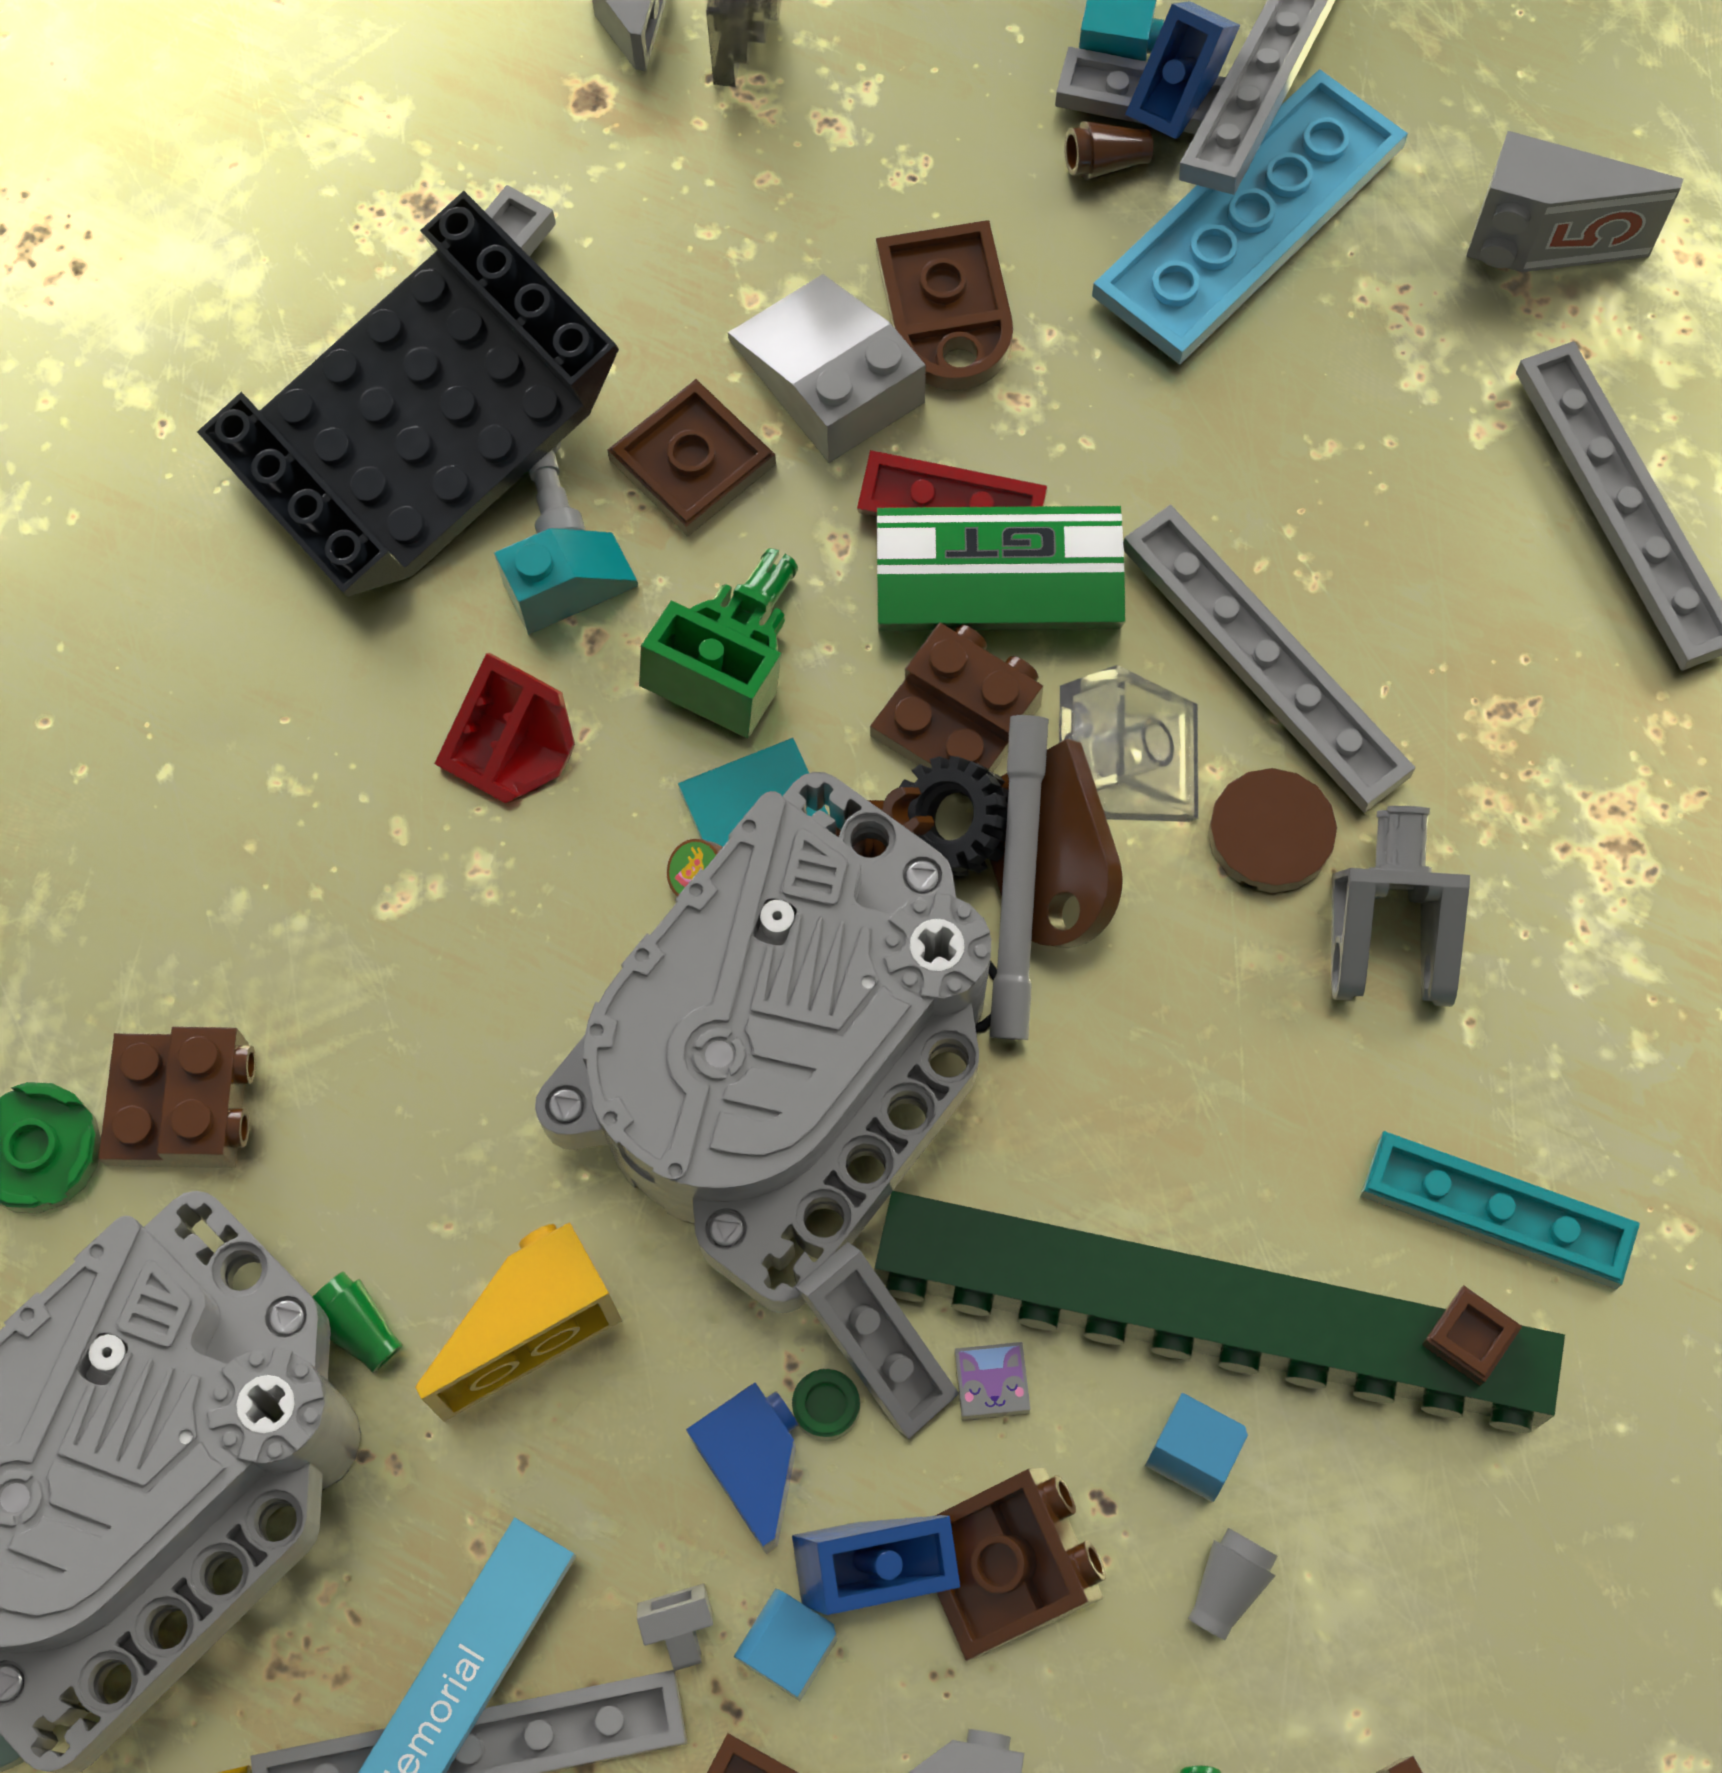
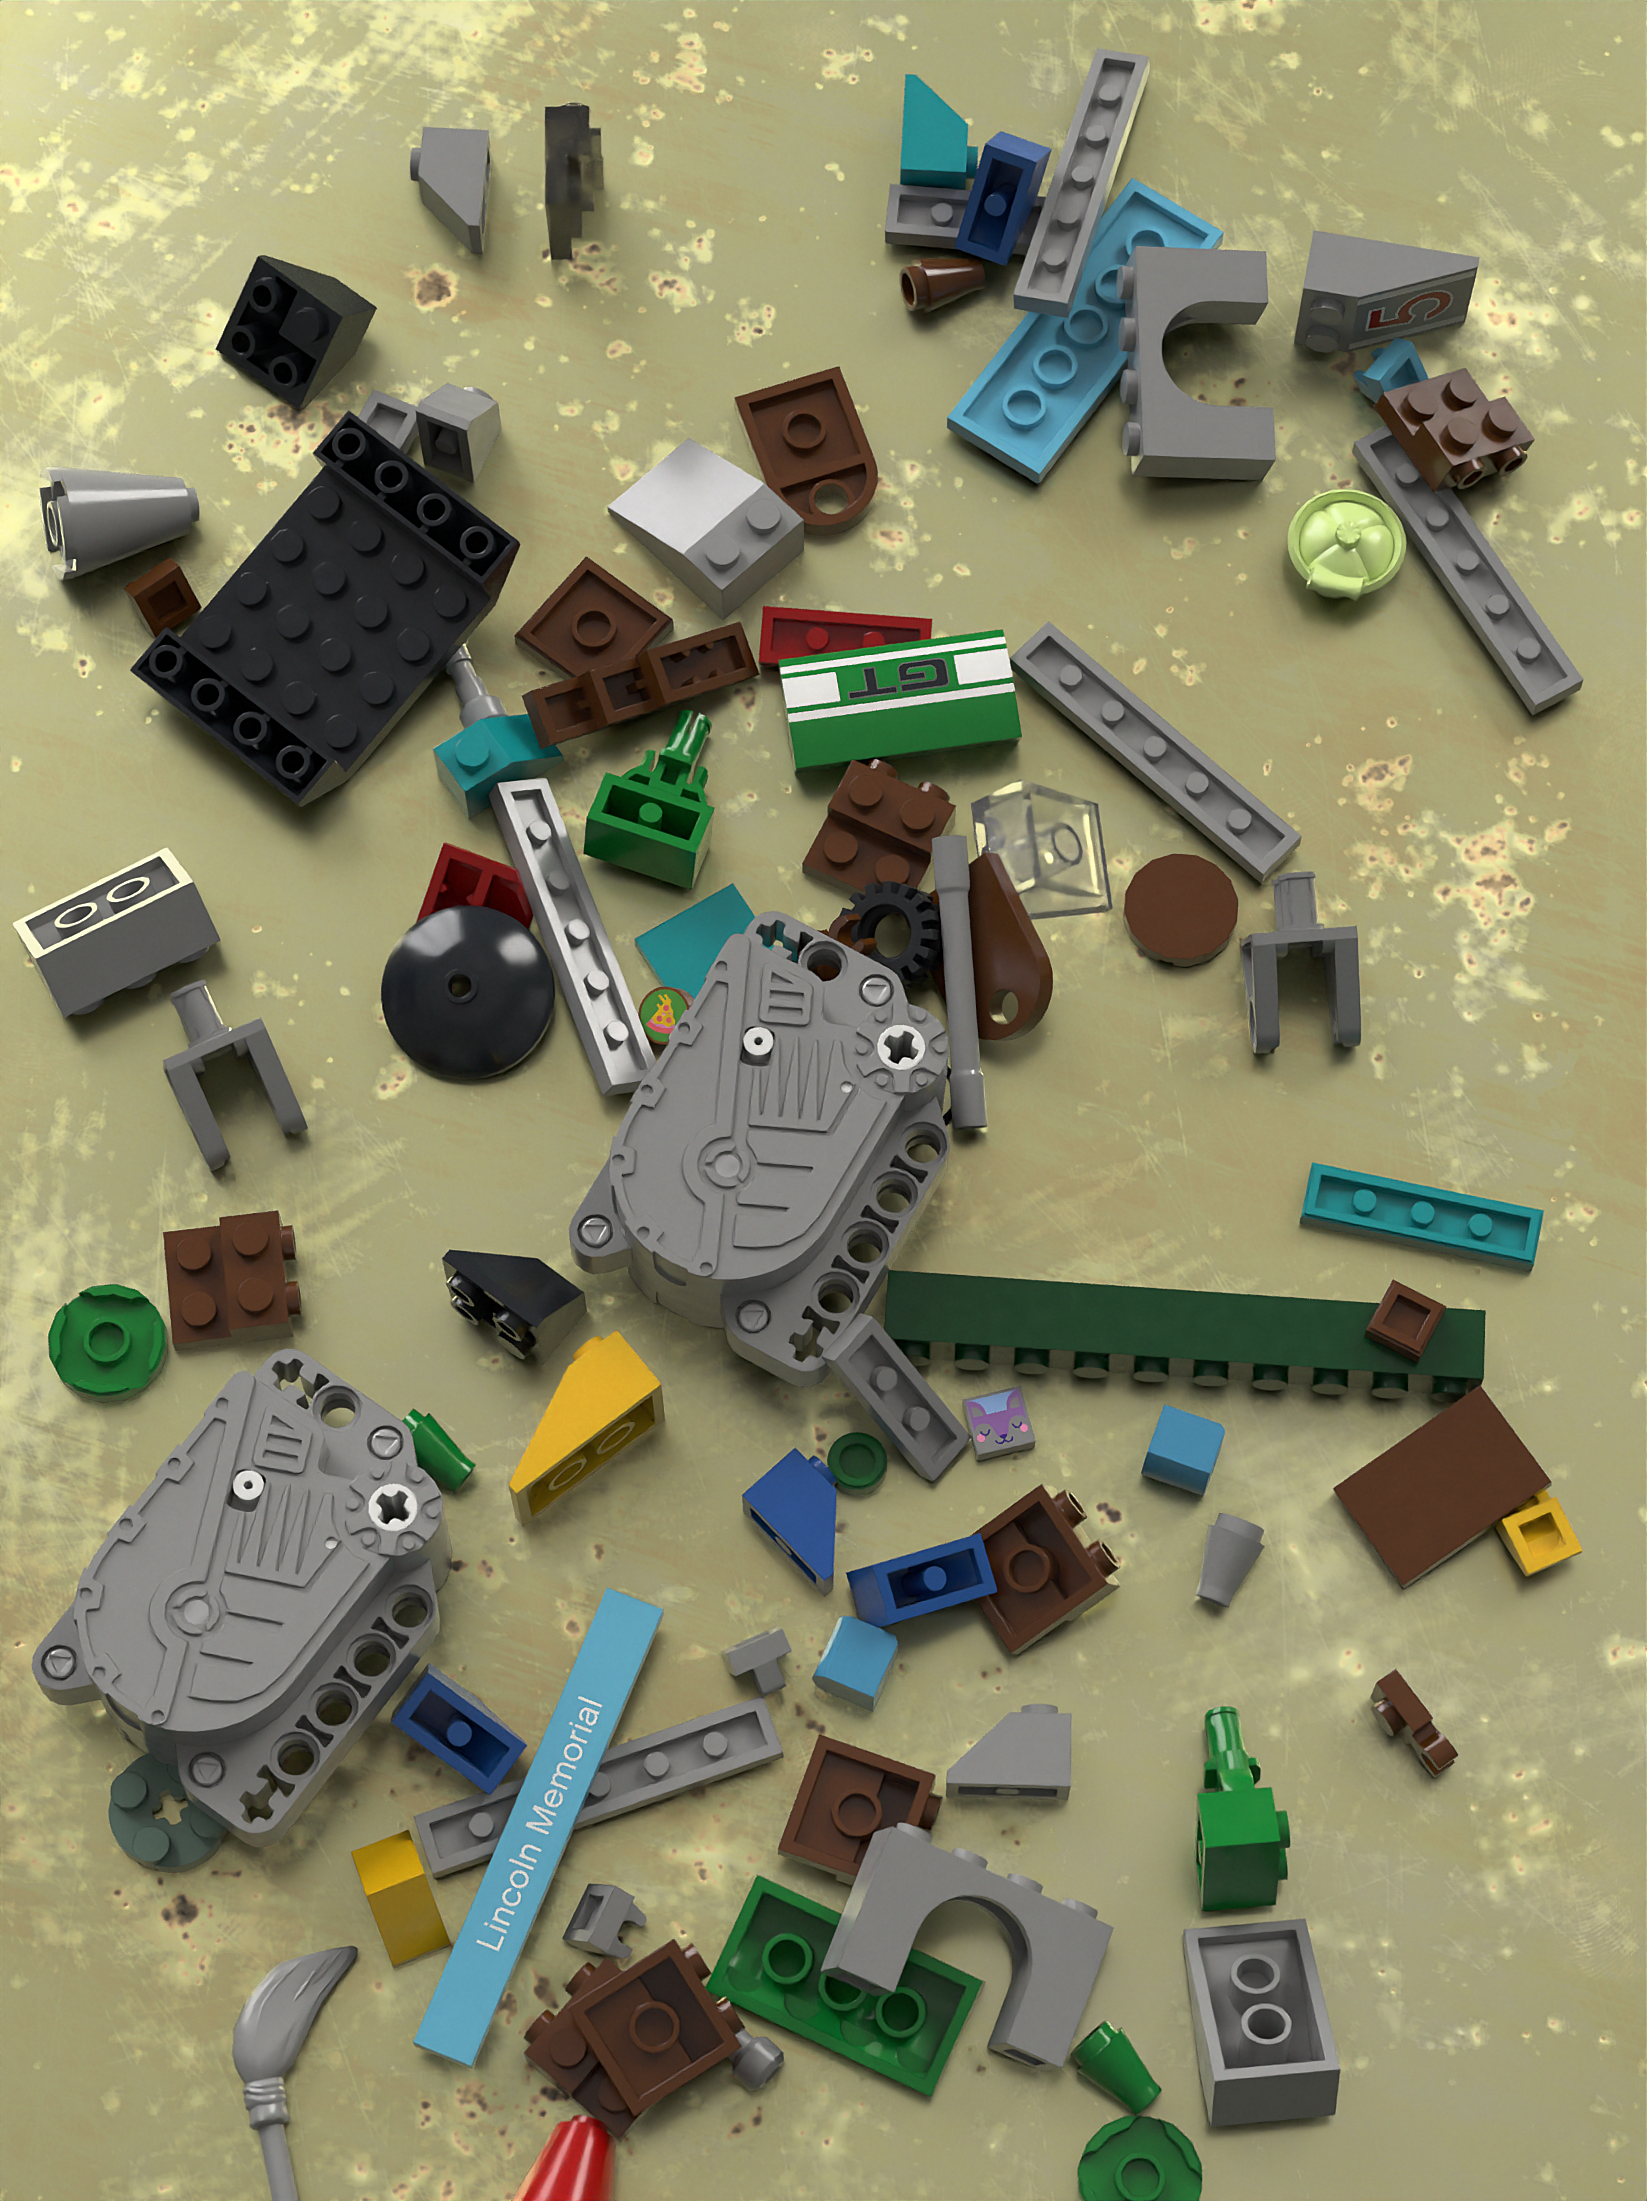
camera: 10 degrees left, 0 degrees up
(130, 706) = (117, 933): none -> light grey slope
(198, 832) = (210, 1040): none -> light grey piece
(216, 275) = (111, 515): none -> light grey cone
(251, 364) = (162, 597): none -> reddish brown tile
(317, 1659) = (458, 1728): none -> blue slope
(439, 116) = (294, 328): none -> black slope
(483, 1164) = (516, 1297): none -> black slope
(527, 825) = (499, 1016): none -> black dish
(583, 233) = (458, 429): none -> light grey slope
(612, 768) = (573, 934): none -> light grey plate
(728, 516) = (640, 685): none -> reddish brown slope
(1325, 320) = (1166, 427): none -> light grey arch
(1490, 1534) = (1442, 1486): none -> reddish brown tile
(1500, 464) = (1346, 543): none -> yellowish green piece
(1569, 300) = (1392, 369): none -> medium azure tile
(1581, 1580) = (1539, 1534): none -> yellow slope
(1630, 361) = (1455, 430): none -> reddish brown plate

